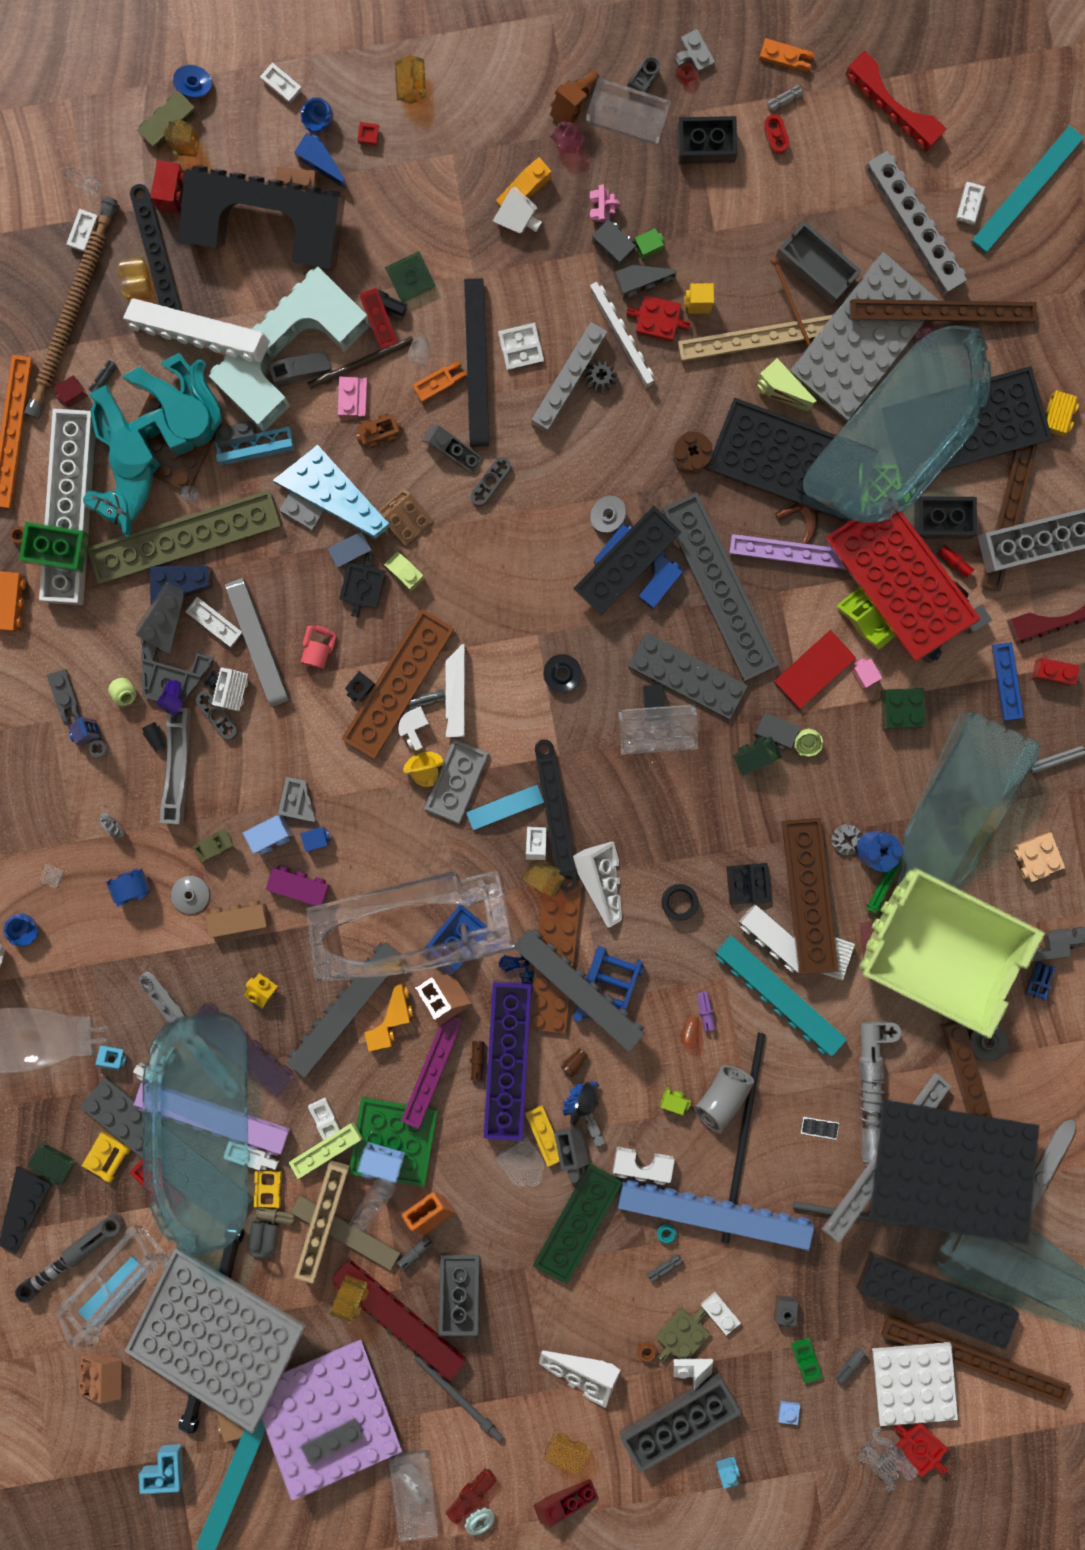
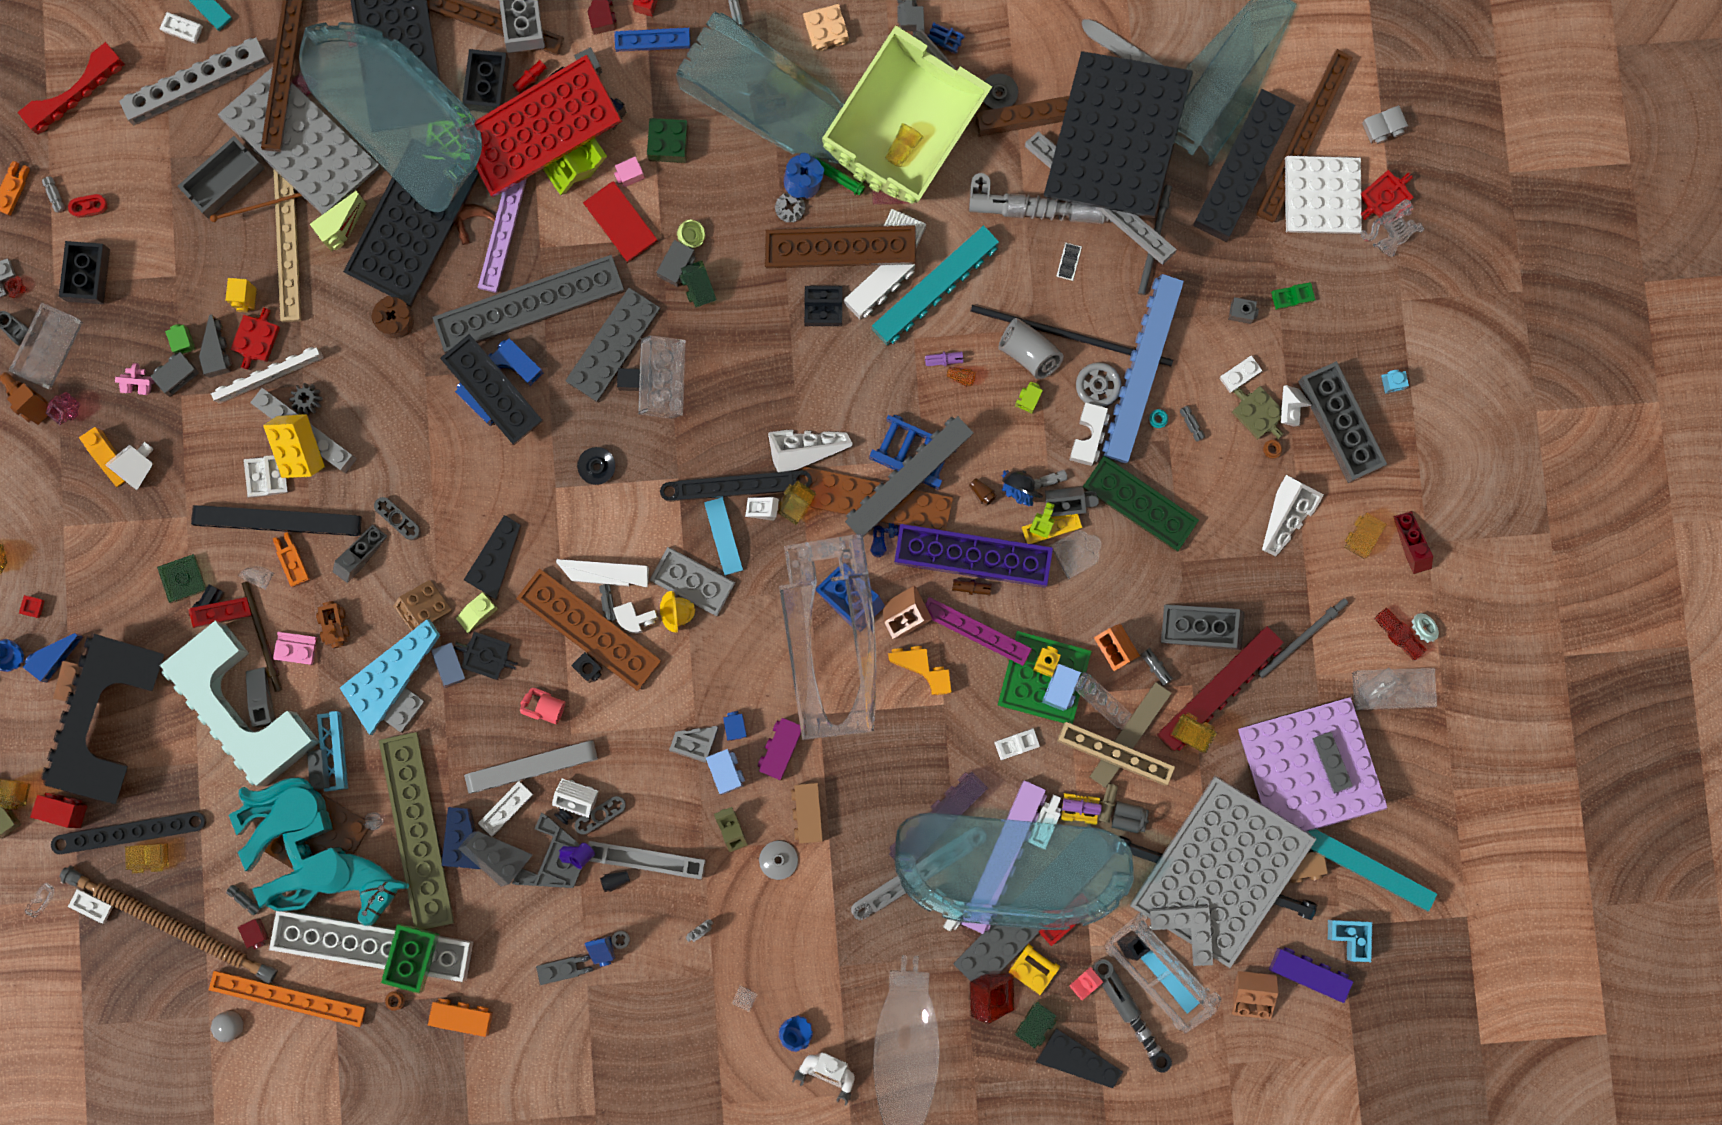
camera: 80 degrees left, 5 degrees down
(73, 1118) = (991, 997): none -> clear red slope
(95, 1210) = (1086, 983): none -> coral bracket
(106, 1052) = (928, 955): medium azure brick -> none
(122, 691) = (565, 907): yellowish green head -> none
(124, 1432) = (1310, 975): none -> dark purple brick
(128, 886) = (762, 918): blue brick -> none
(134, 1254) = (1132, 946): none -> black brick
(167, 1312) = (1188, 917): none -> light grey plate
(196, 330) = (208, 794): white brick -> none
(259, 990) = (880, 796): yellow brick -> none
(267, 1191) = (1081, 807): none -> medium lavender axle
(325, 1150) = (1046, 745): yellowish green plate -> none
(338, 1016) = (914, 720): dark grey brick -> none
(405, 1137) = (1044, 668): none -> yellow brick
(457, 581) = (491, 564): none -> black wing
(546, 1128) = (1042, 522): none -> lime plate
(550, 370) = (294, 446): none -> yellow brick
(603, 509) = (436, 408): light grey dish -> none
(682, 916) = (834, 359): black tyre -> none
(710, 1163) = (1093, 369): none -> light grey plate
(788, 1412) = (1342, 318): light blue plate -> none
(851, 1366) = (1301, 254): dark grey axle -> none
(922, 949) = (903, 145): none -> clear yellow plant
(995, 1442) = (1385, 124): none -> light grey brick
(1024, 972) = (932, 49): none -> light grey axle

